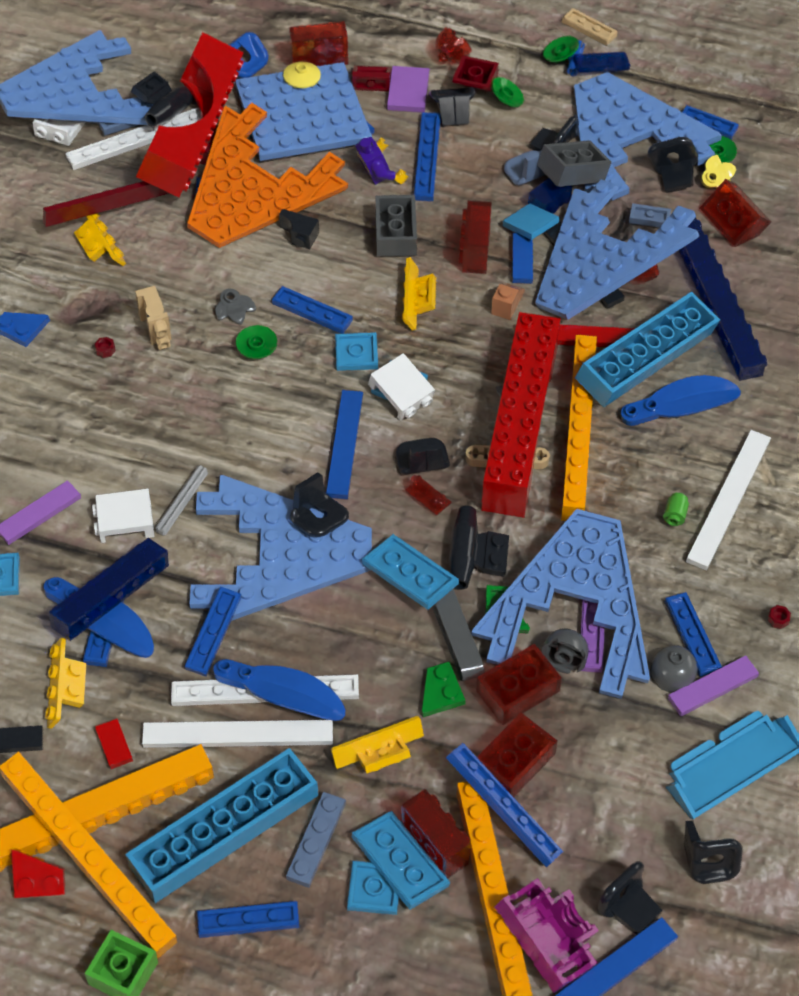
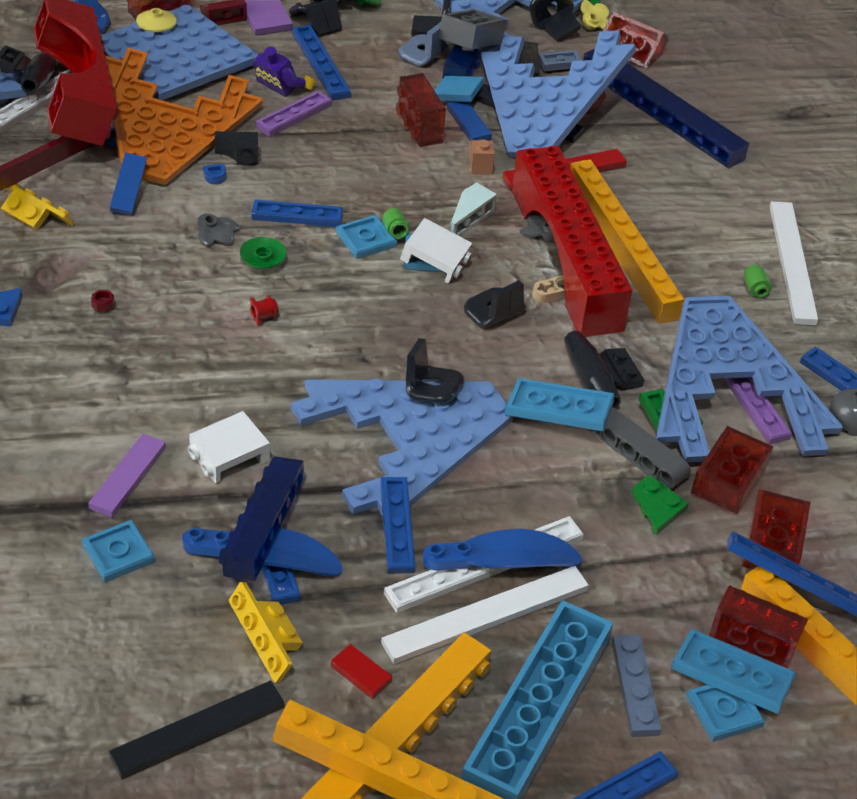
camera: 30 degrees left, 10 degrees down
(152, 310) = (143, 255): tan hips -> none
(181, 500) = (278, 416): light grey axle -> none
(184, 240) = (128, 184): none -> blue tile
(225, 397) = (263, 309): none -> red brick
(266, 249) = (214, 173): none -> blue tile
(344, 444) = (410, 314): blue tile -> none
(359, 207) = (293, 113): none -> medium lavender tile
(379, 747) = (639, 574): yellow bracket -> none
(385, 347) = (395, 223): none -> bright green brick
(396, 225) = (335, 120): dark grey brick -> none
(419, 293) = (397, 171): yellow bracket -> none
(427, 495) = (531, 339): clear red hinge -> none
(461, 352) = (472, 208): none -> light aqua slope
(566, 650) = (756, 421): dark grey cylinder -> none
(619, 206) = (530, 55): none -> clear smoke tile
(647, 349) = (644, 157): dark azure brick -> none
(682, 399) = (692, 194): blue plant -> none

